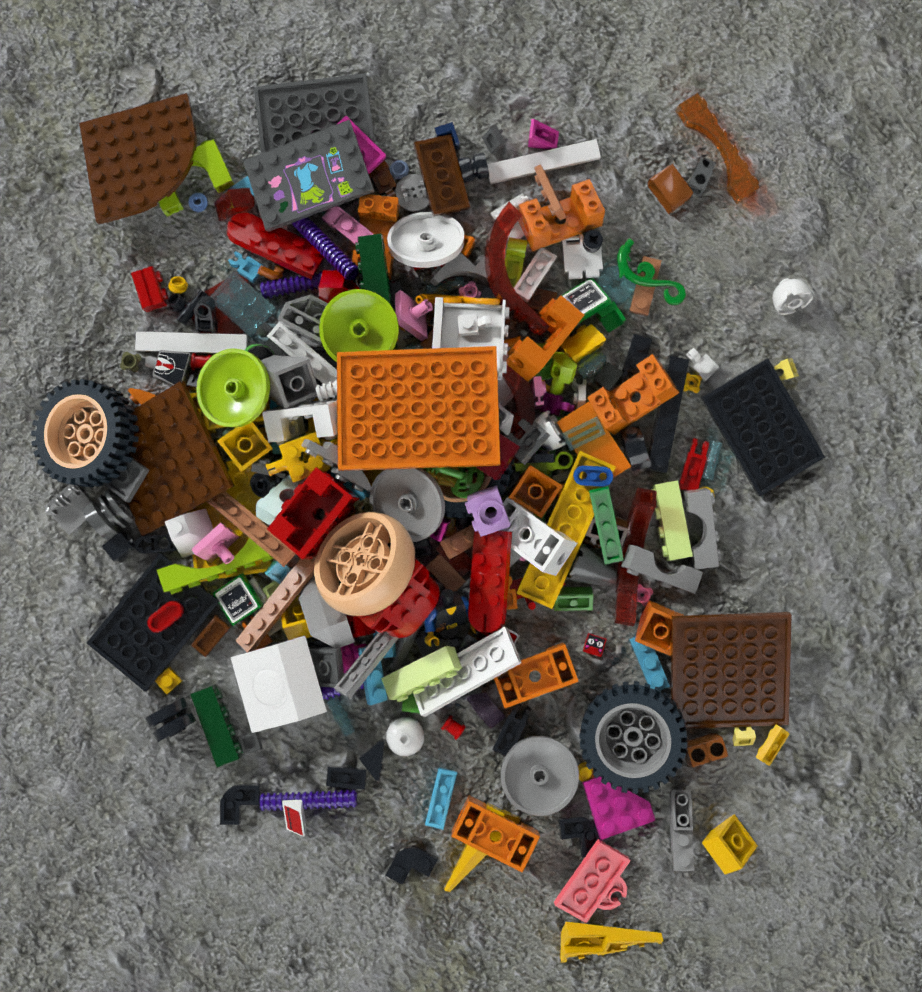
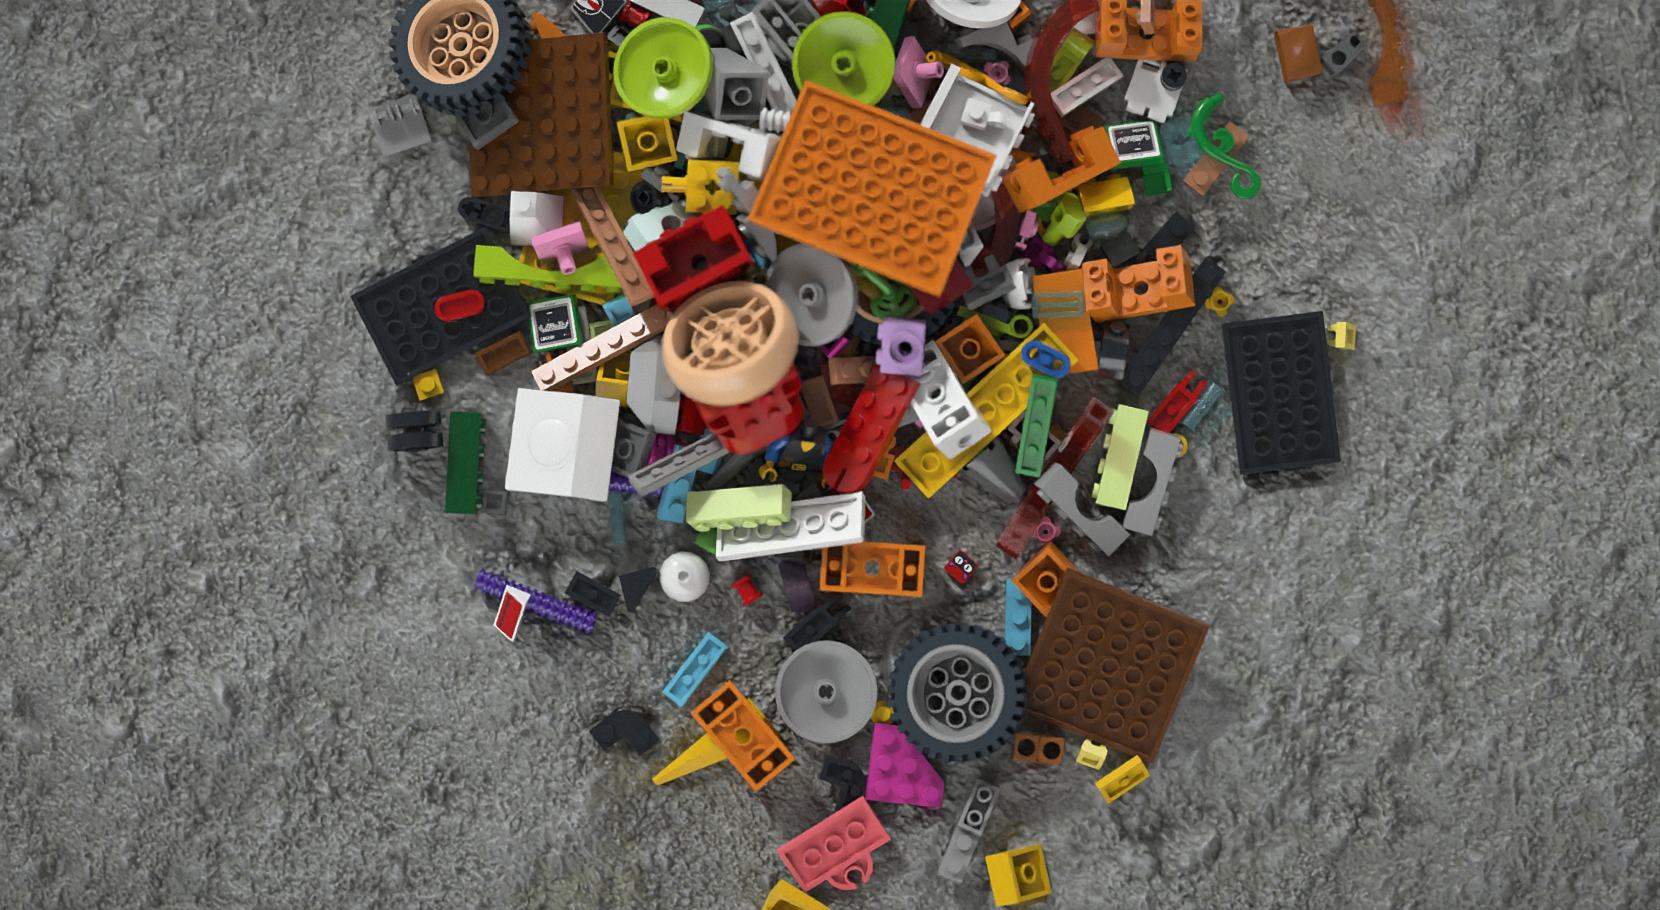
camera: 20 degrees right, 0 degrees up
(105, 516) = (445, 153): dark grey wheel -> none
(119, 546) = (440, 197): black brick -> none
(233, 799) = (449, 559): black plate -> none
(574, 599) = (960, 501): bright green slope -> none
(703, 365) = (1244, 287): white plate -> none
(791, 295) = (1385, 248): white cylinder -> none

